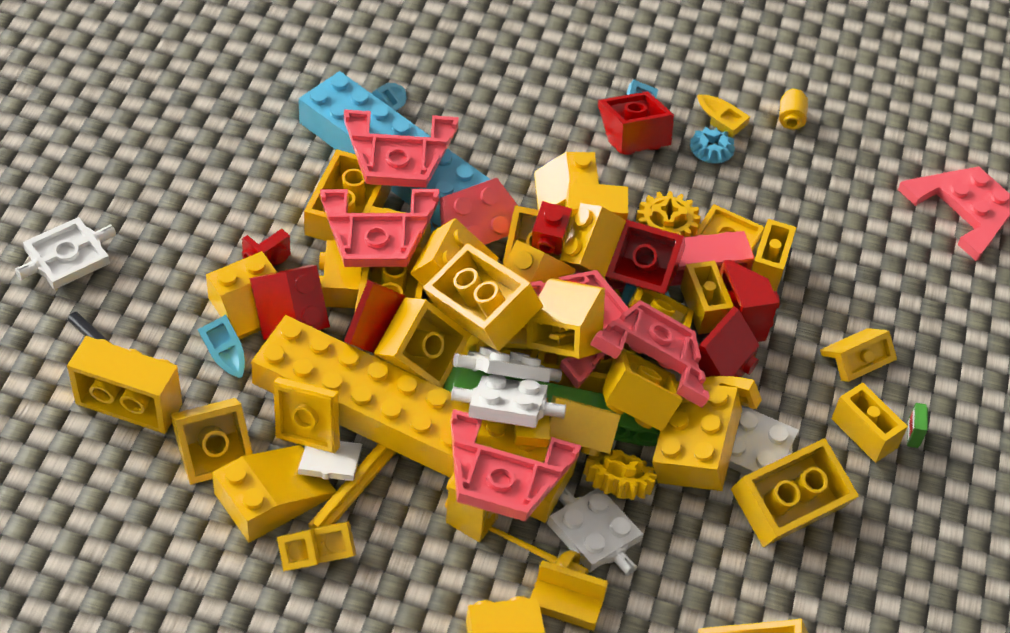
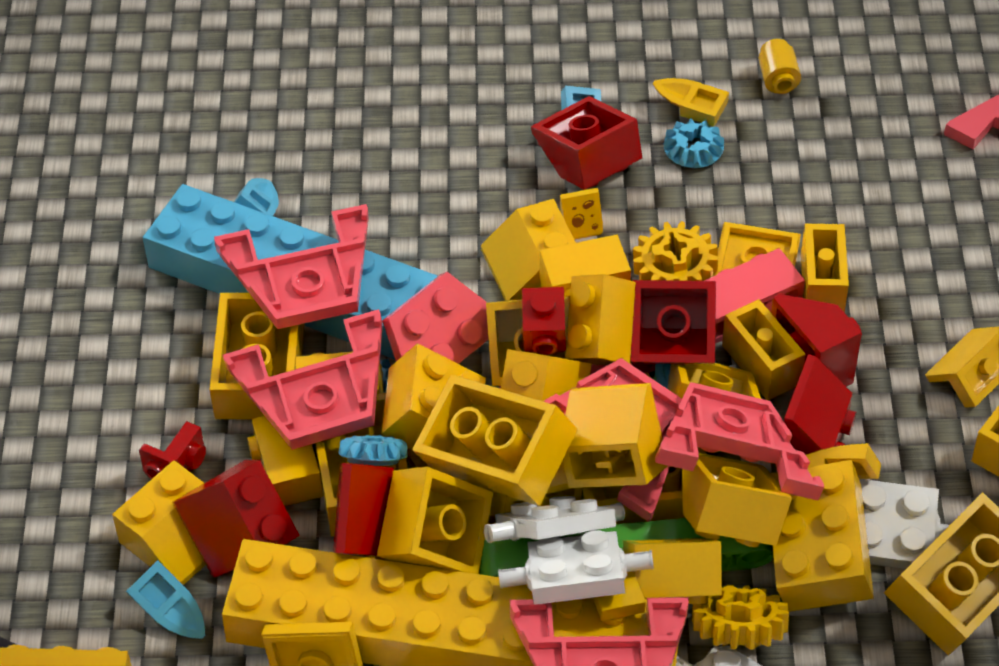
camera: 10 degrees left, 0 degrees up
(399, 281) = (373, 450): none -> medium azure gear
(613, 168) = (582, 213): none -> yellow slope

